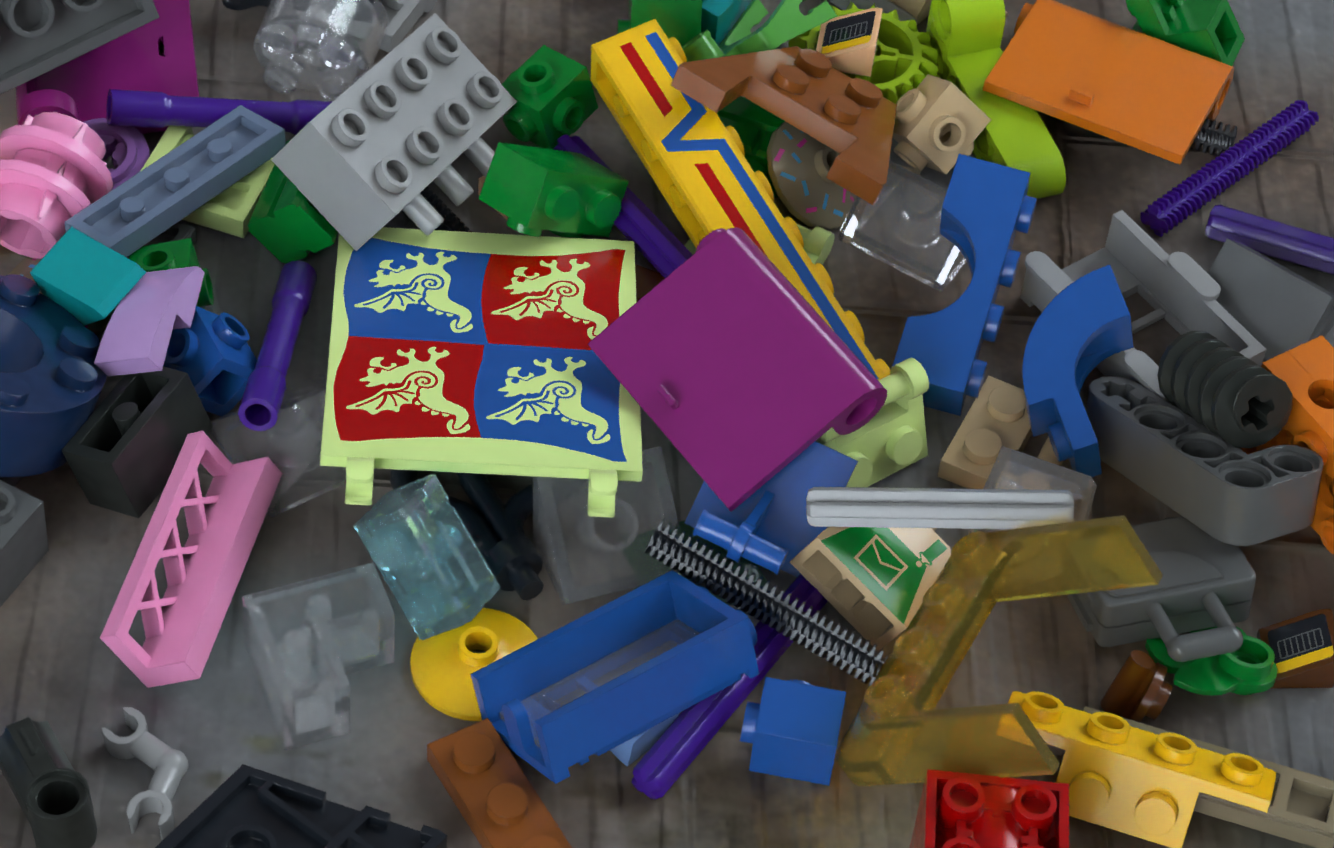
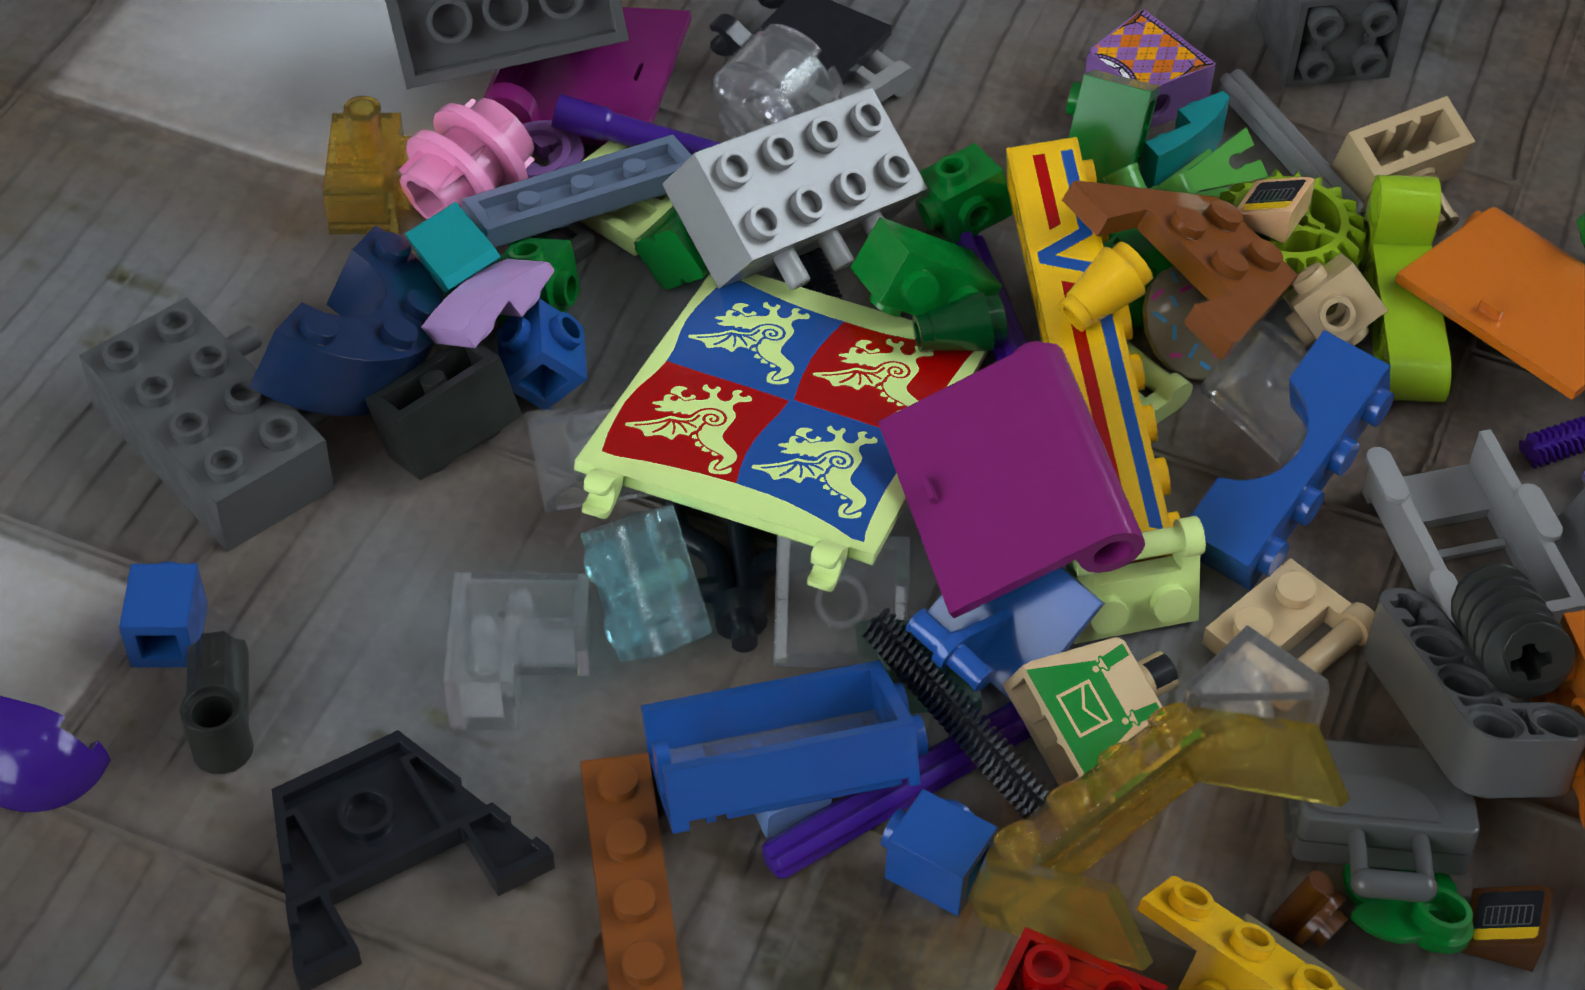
camera: 25 degrees right, 0 degrees up
(169, 768) = (338, 715): light grey arm -> none
(200, 574) = (454, 546): bright pink fence -> none
(267, 382) = (576, 385): dark purple piece -> none
(445, 661) = (640, 683): yellow dish -> none
(611, 229) = (962, 325): none -> dark green cone
(745, 159) = (1107, 285): none -> yellow cone
(937, 507) = (1152, 668): light grey axle -> none
(1065, 344) = (1357, 554): blue arch -> none

